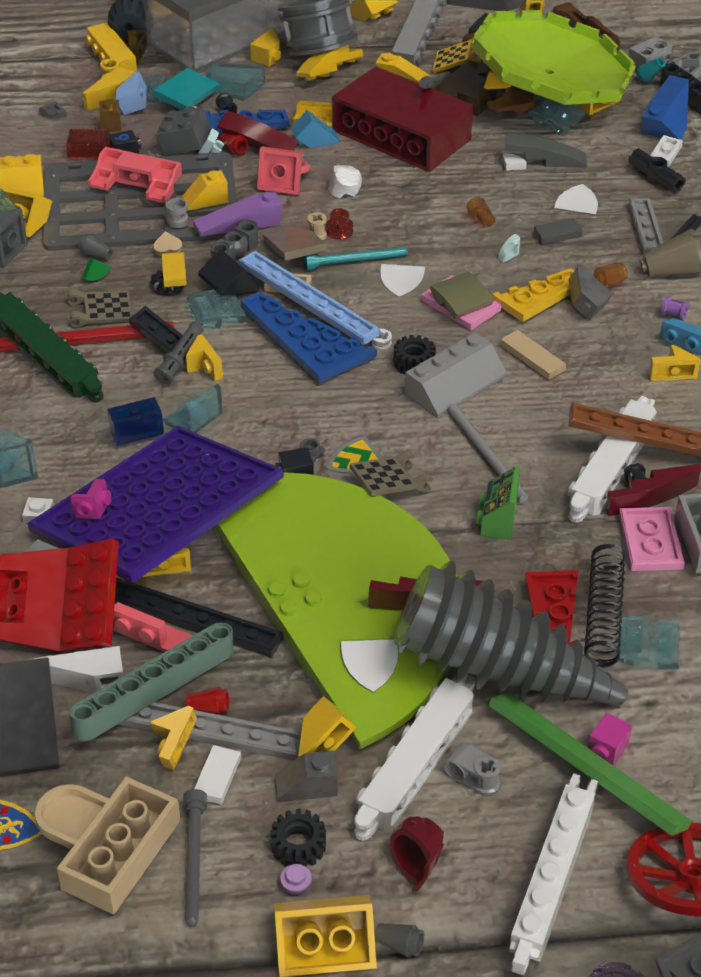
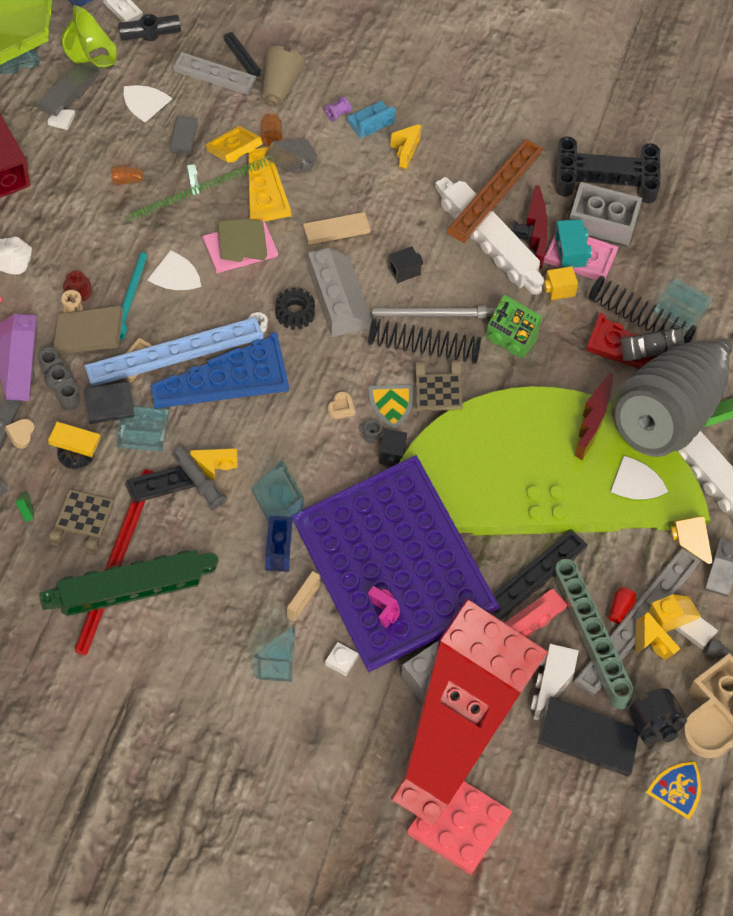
camera: 70 degrees left, 15 degrees up
(69, 759) = (657, 716): none -> black brick
(89, 458) = (303, 596): none -> tan tile
(214, 741) = (673, 611): none -> yellow slope
(325, 422) = (341, 406): none -> tan tile
(440, 486) = (373, 331): none -> black piece
(494, 255) = (209, 183): none -> bright green piece
(523, 408) = (405, 264): none -> black brick
(559, 612) = (651, 343): none -> dark grey piece
(572, 257) = (234, 144): none -> yellow plate
(593, 528) = (560, 283): none -> yellow brick
(604, 134) = (85, 36): none -> lime piece
(647, 515) = (572, 243): none -> teal brick

